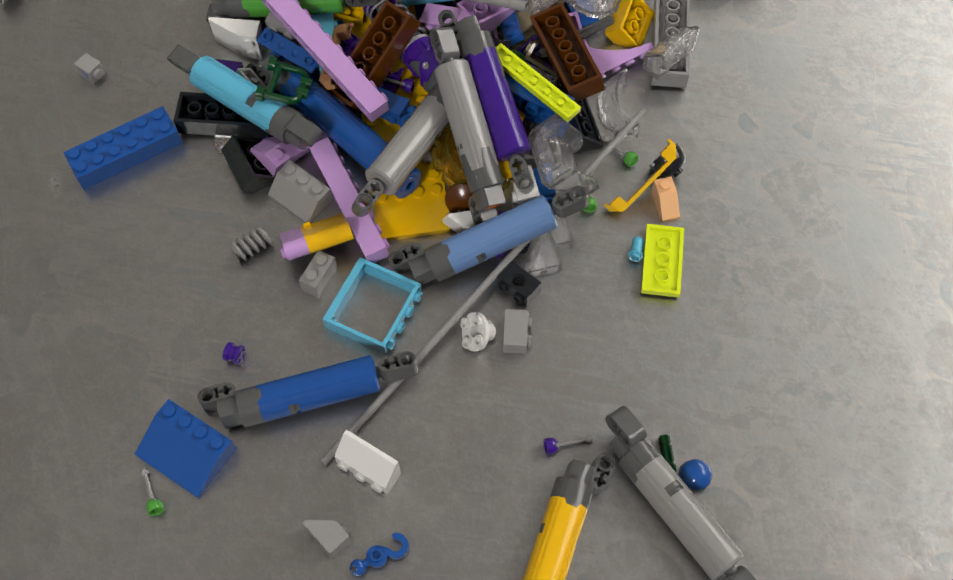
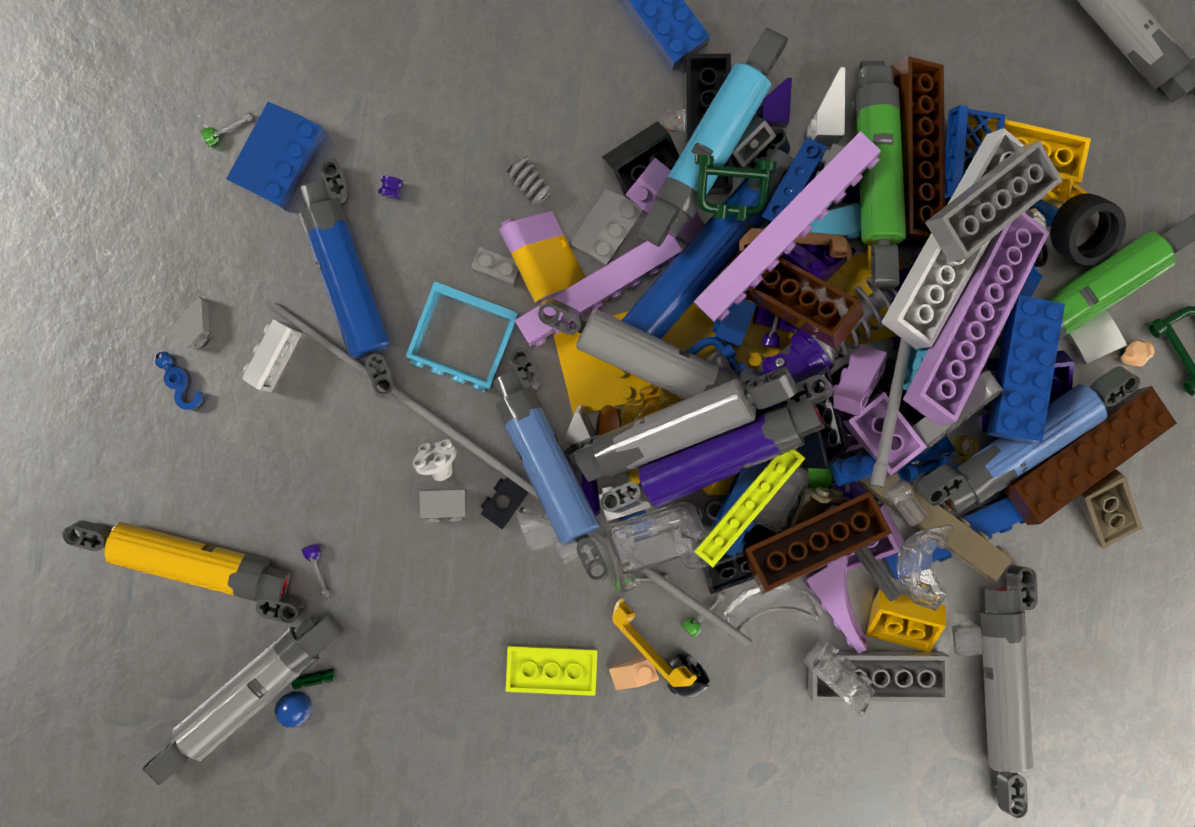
camera: 80 degrees right, 25 degrees up
(635, 253) = (564, 639): medium azure pin -> none

